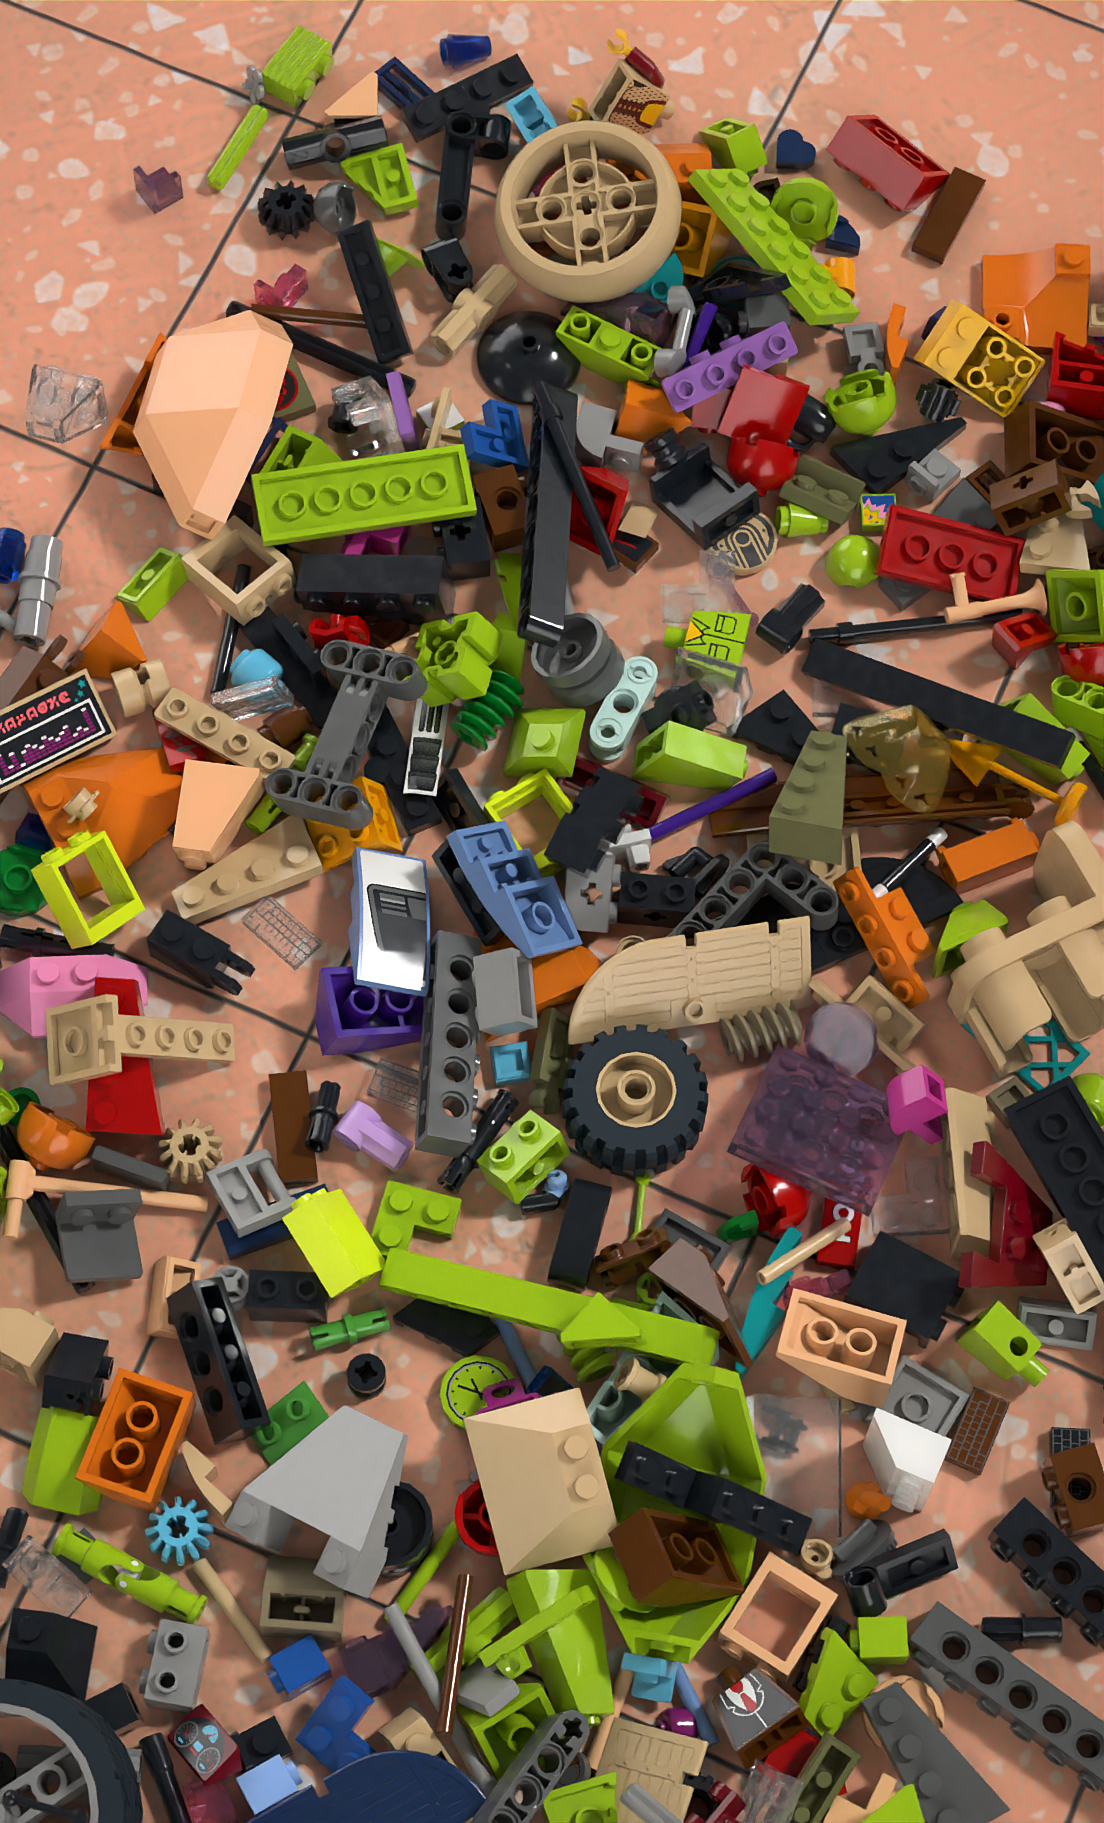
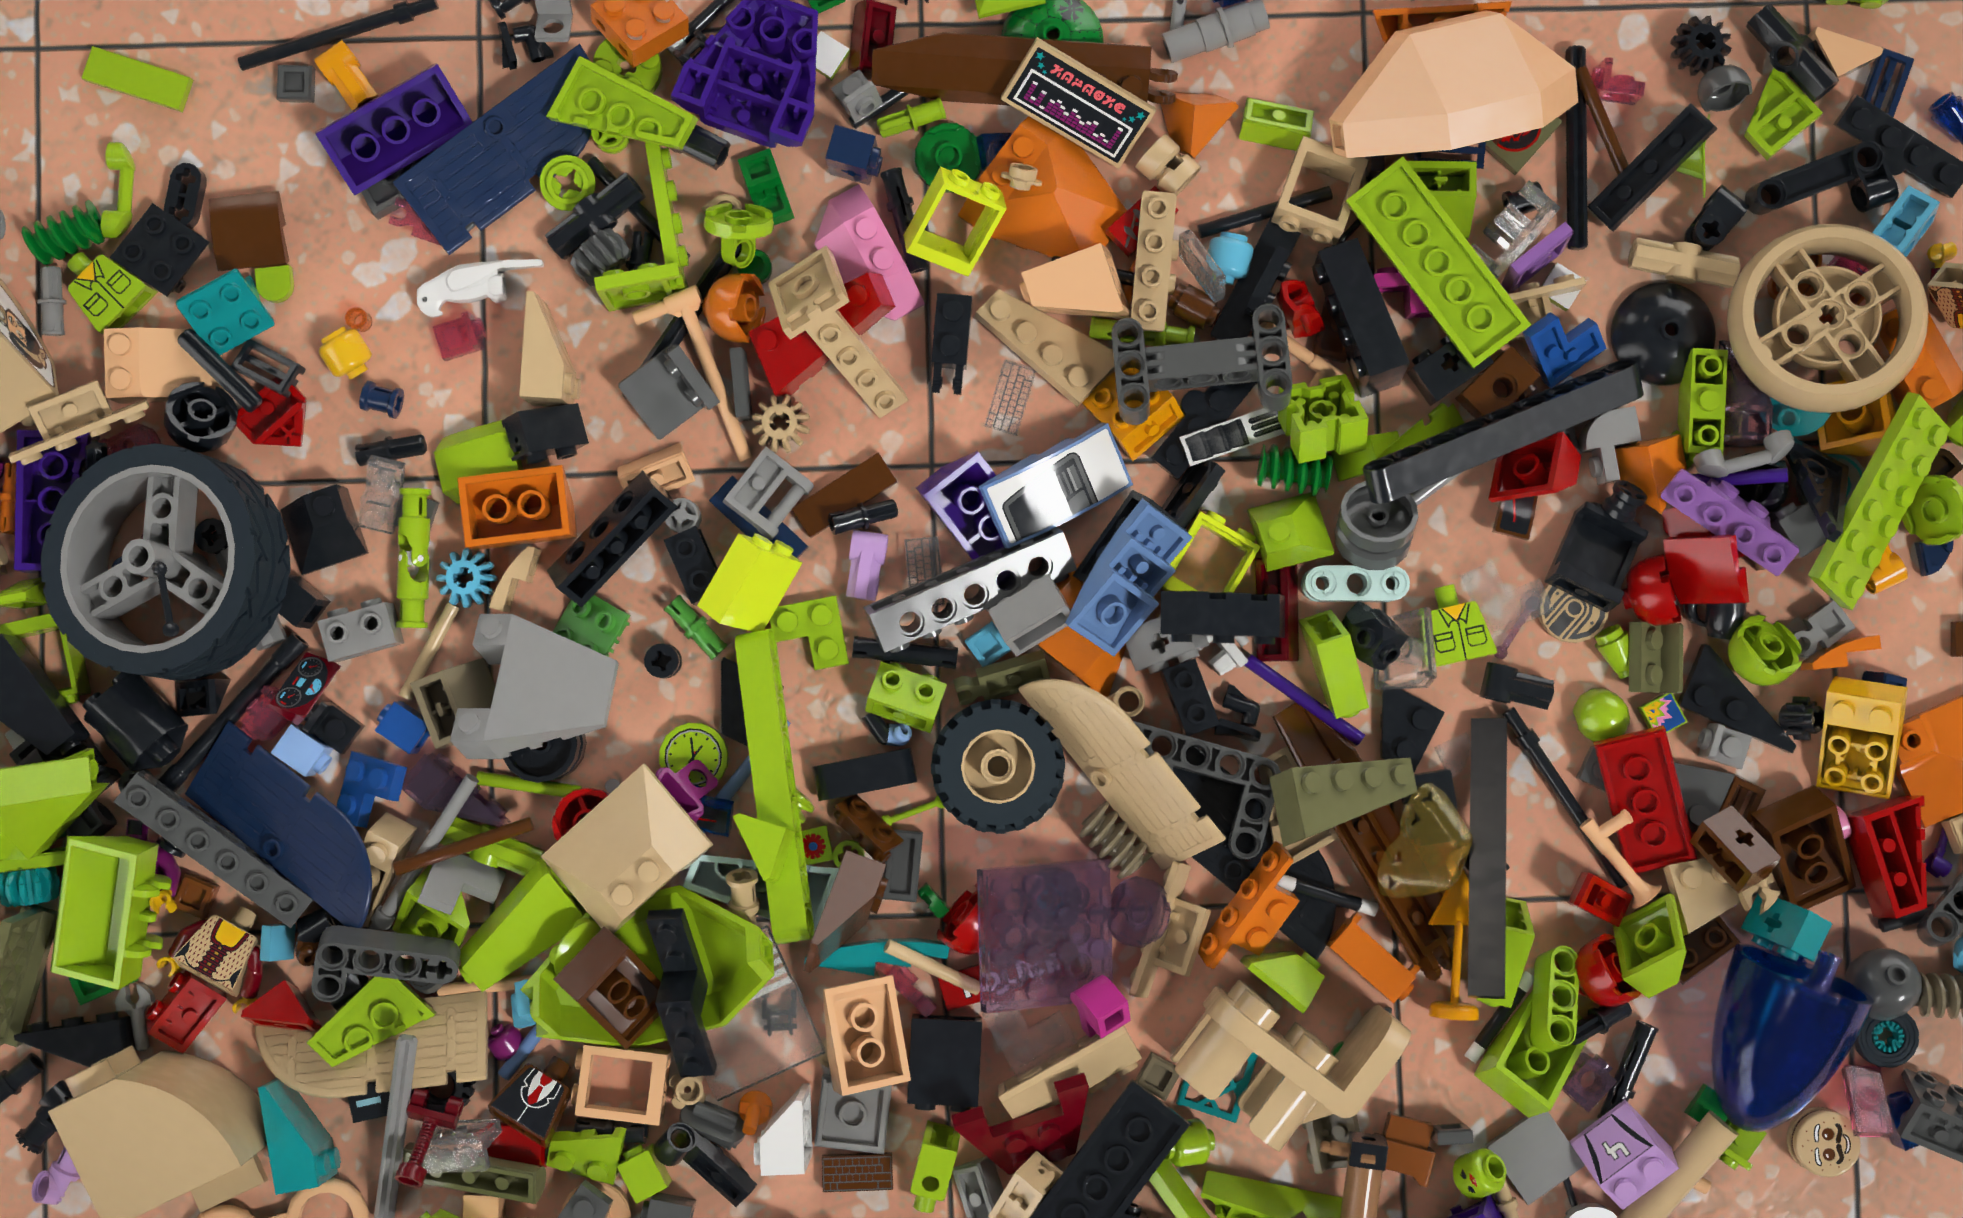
camera: 70 degrees right, 20 degrees up
(509, 1651) = (483, 890): lime hinge -> none
(552, 418) = (1599, 388): black bar -> none
(639, 519) = (1546, 510): tan sticker -> none

